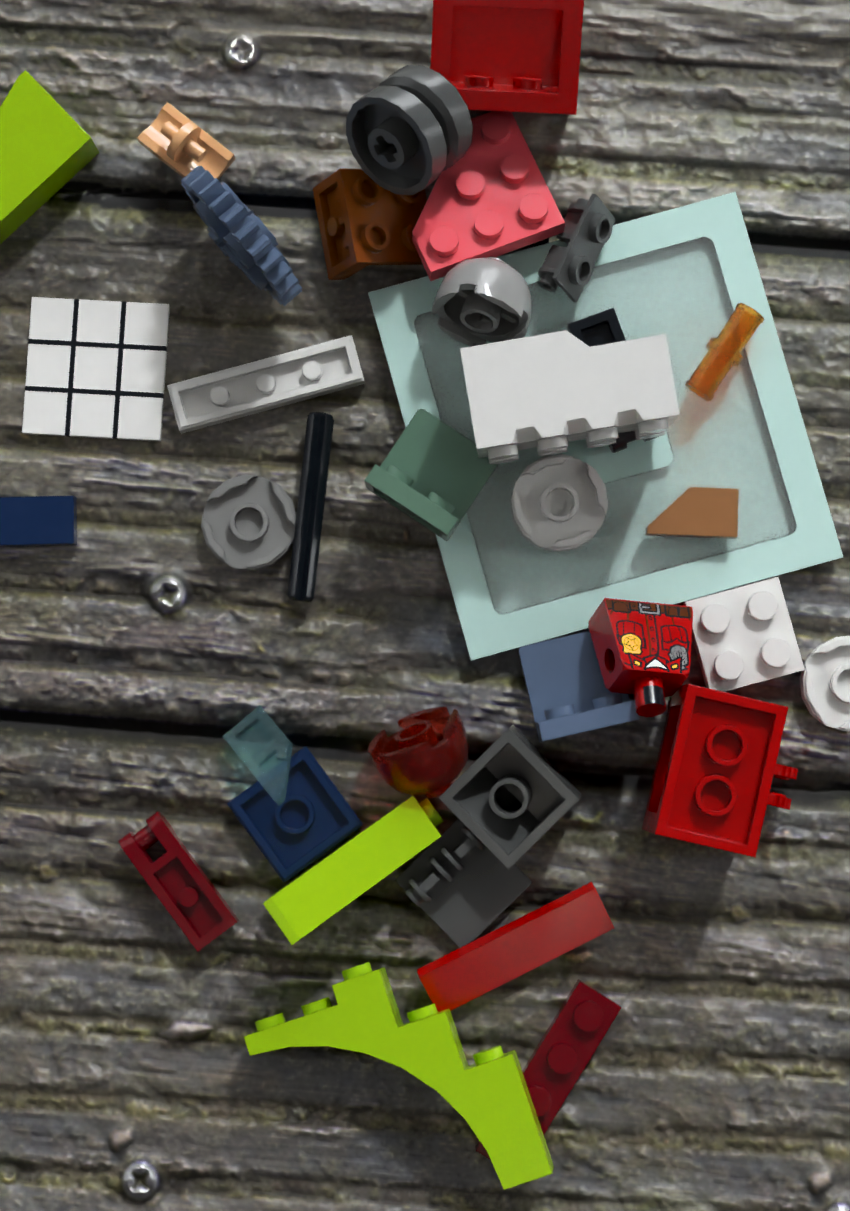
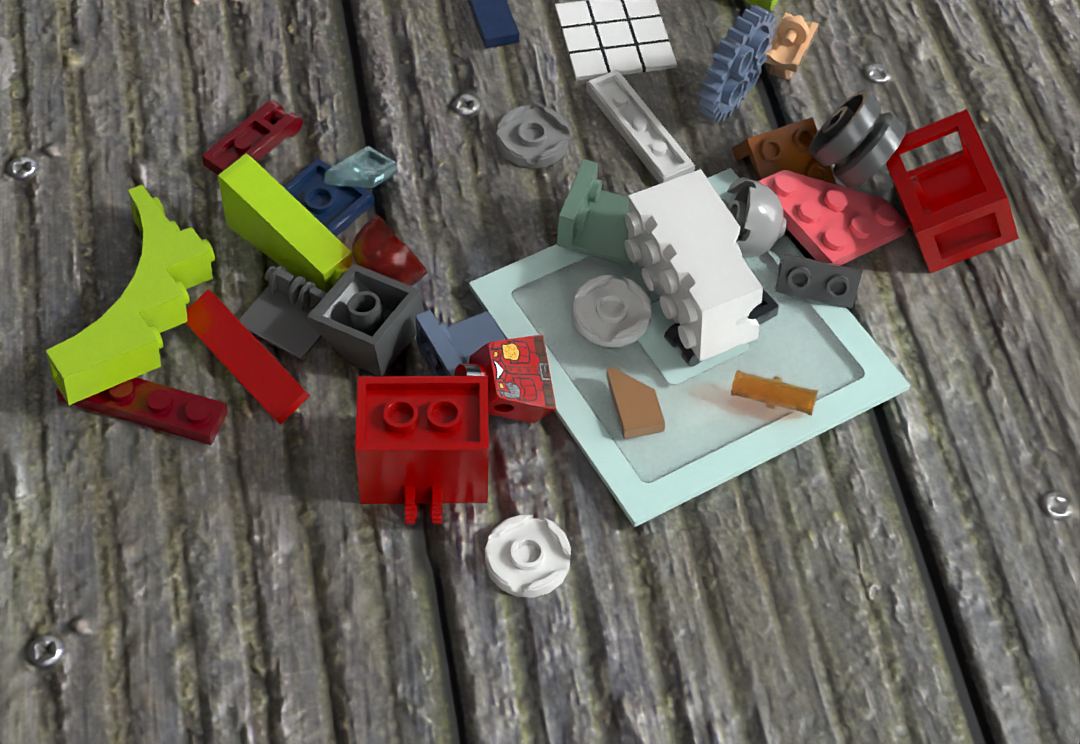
camera: 70 degrees right, 30 degrees down
(310, 507) = (553, 167): black axle -> none
(744, 636) = (544, 468): white plate -> none

